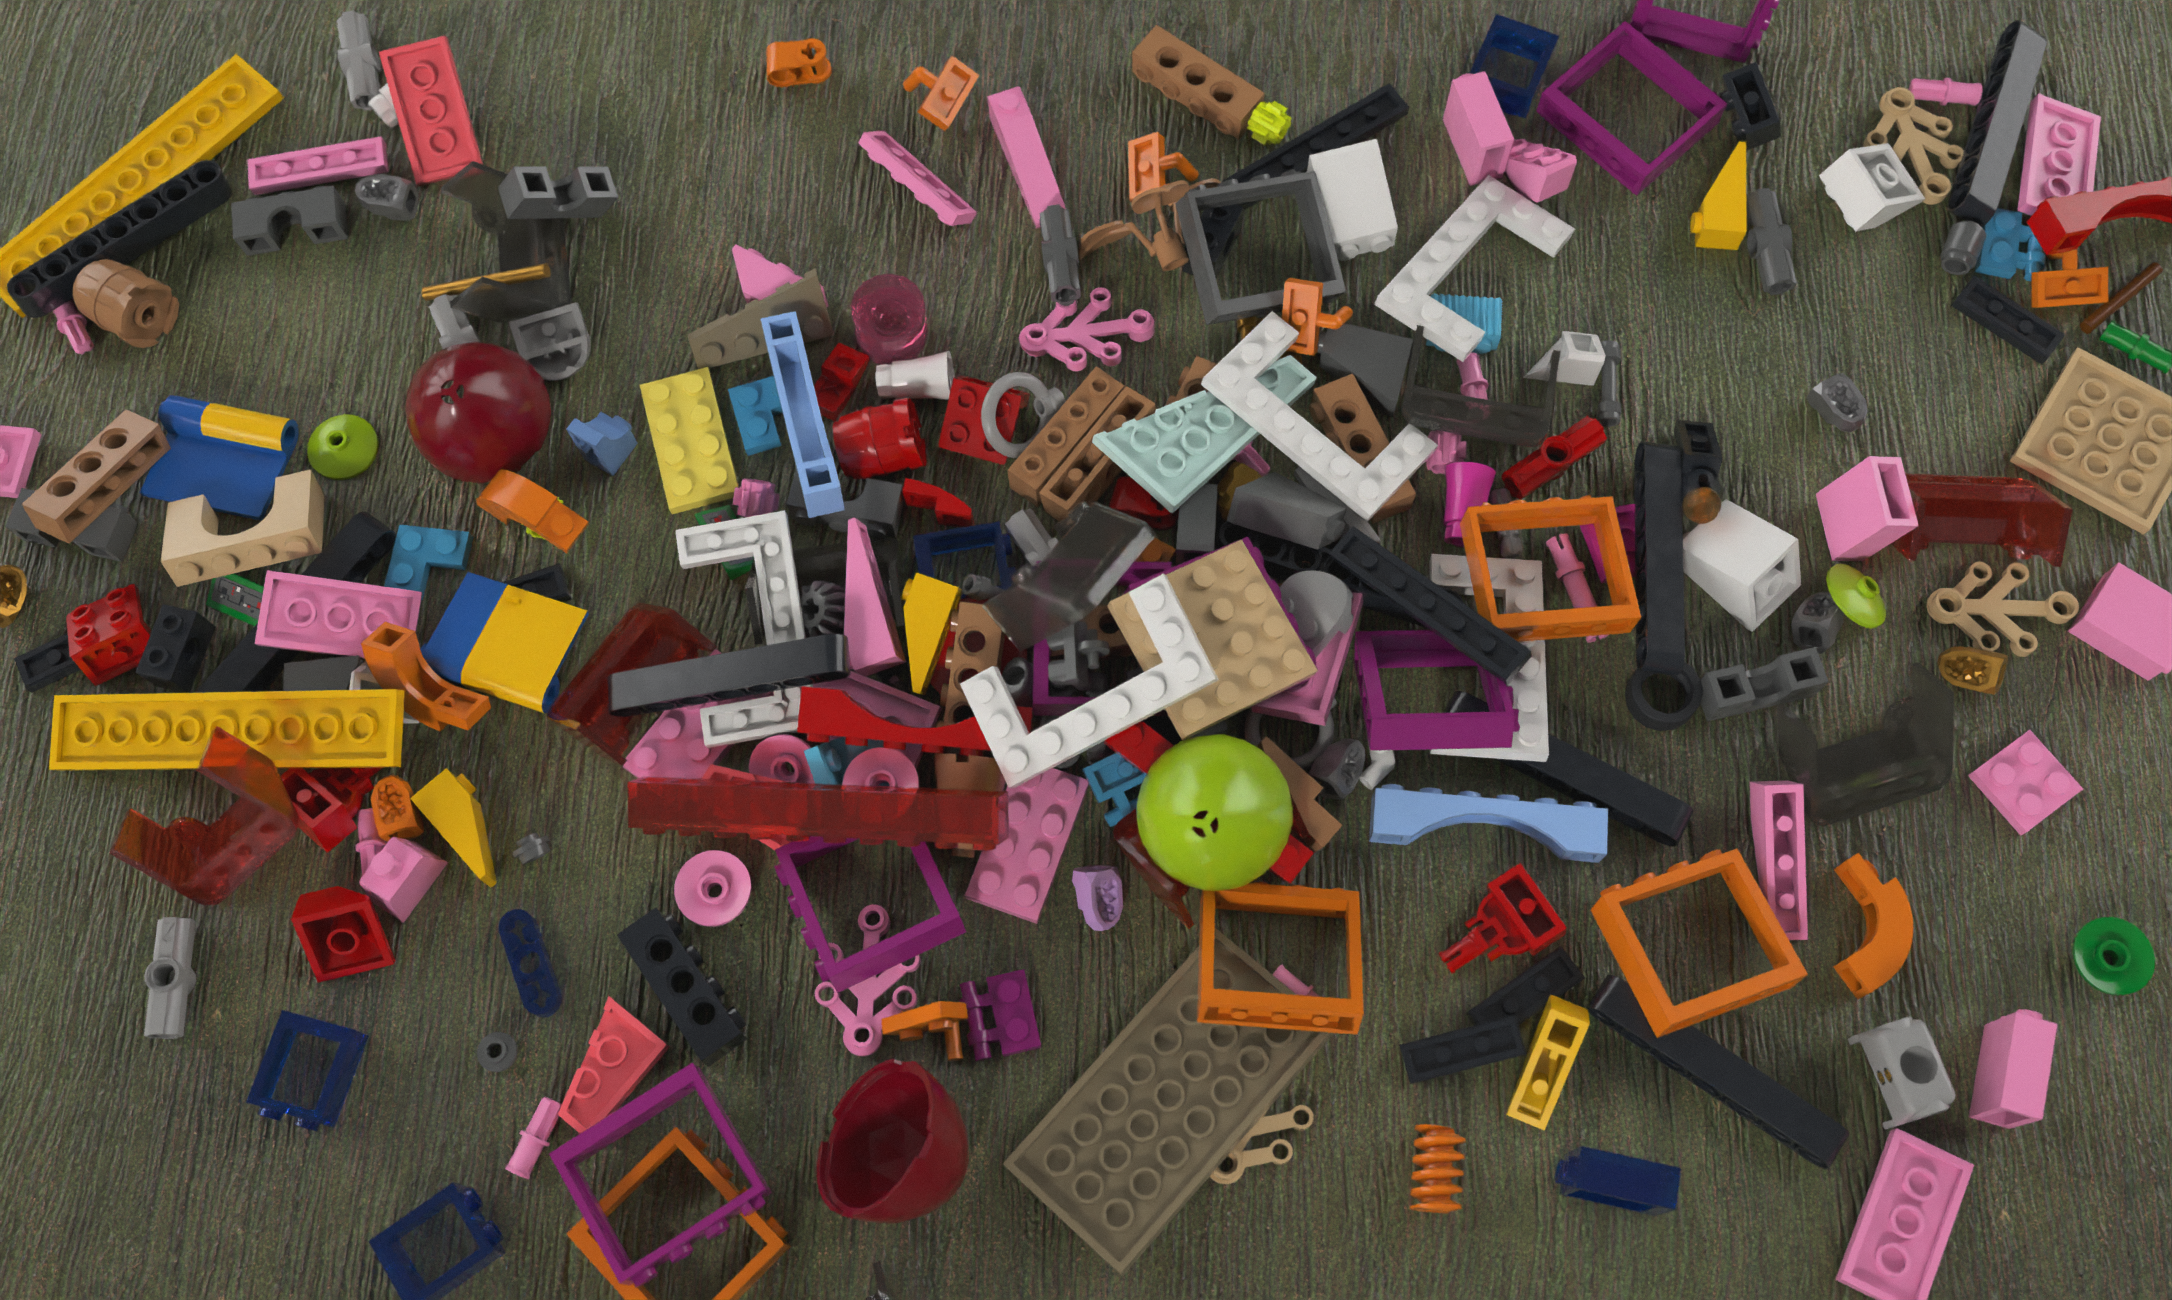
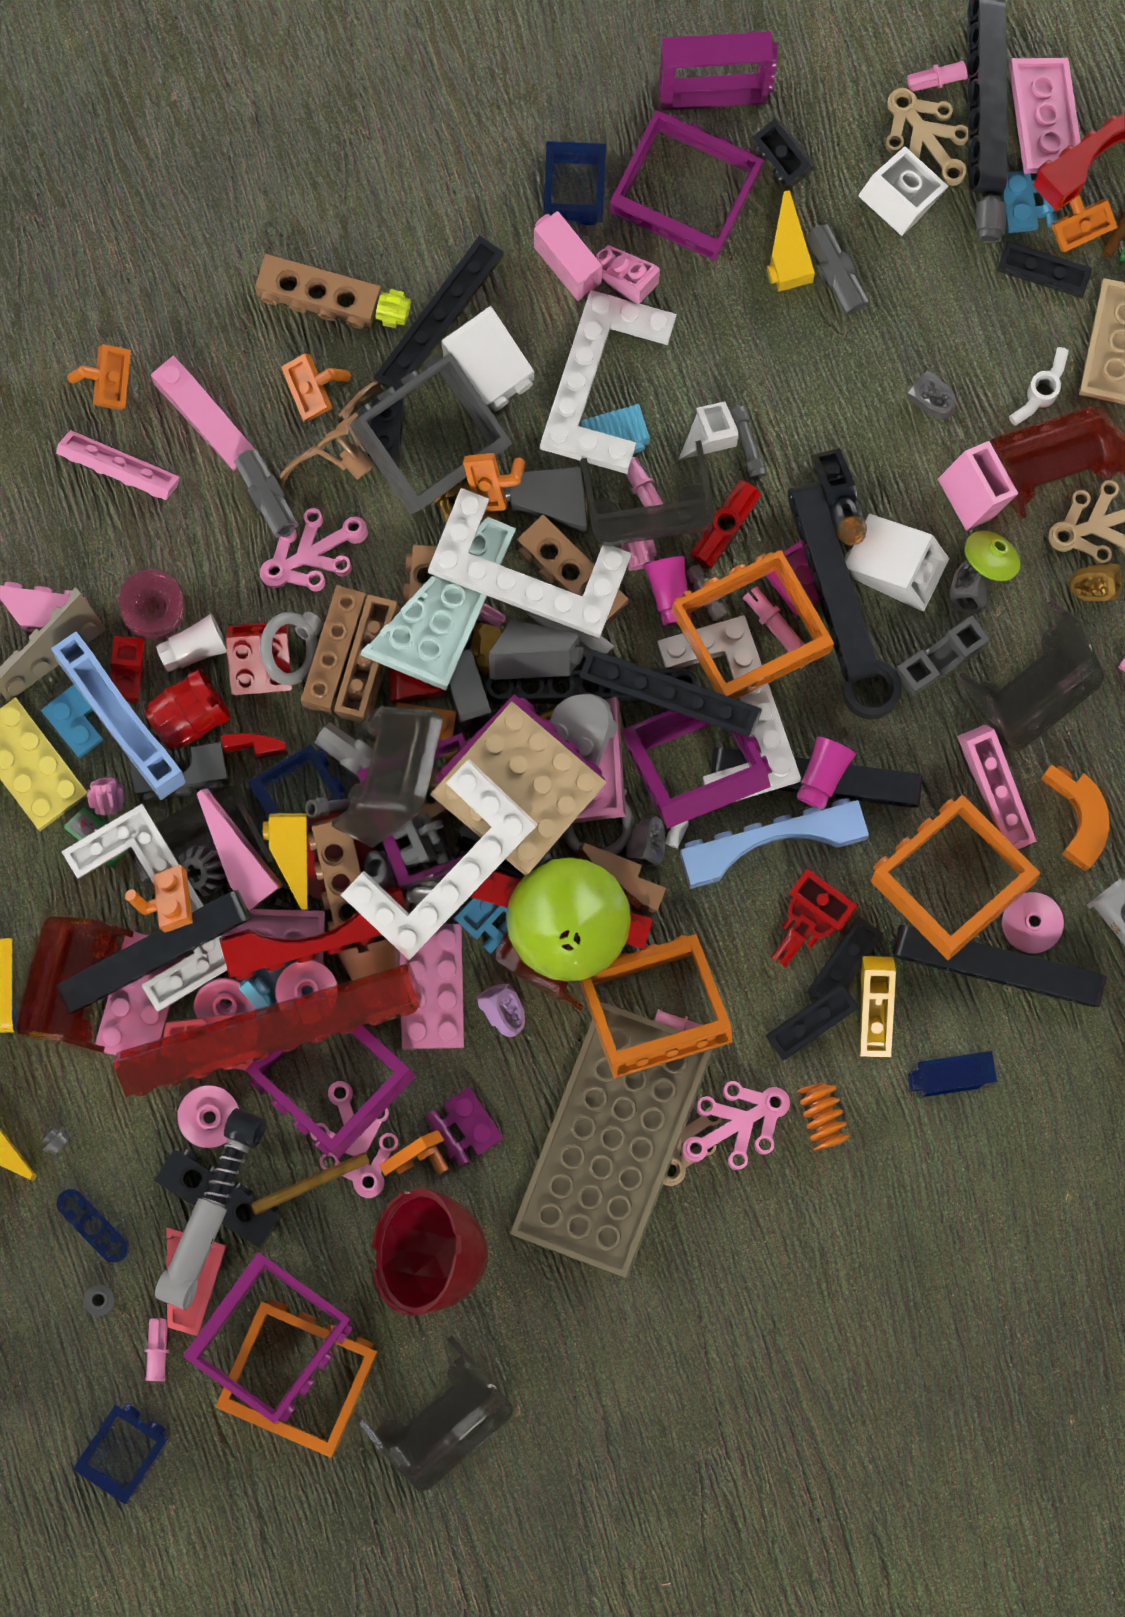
camera: 25 degrees left, 10 degrees up
(587, 1064) = (179, 1281): none -> piece
(768, 624) = (171, 899): none -> orange plate
(791, 1008) = (309, 1183): none -> pearl gold bar
(1332, 1138) = (741, 1122): none -> bright pink plant
(1579, 758) = (824, 771): none -> dark pink plant
(1757, 1045) = (1023, 935): none -> bright pink dish
(1977, 428) = (1049, 378): none -> white piece

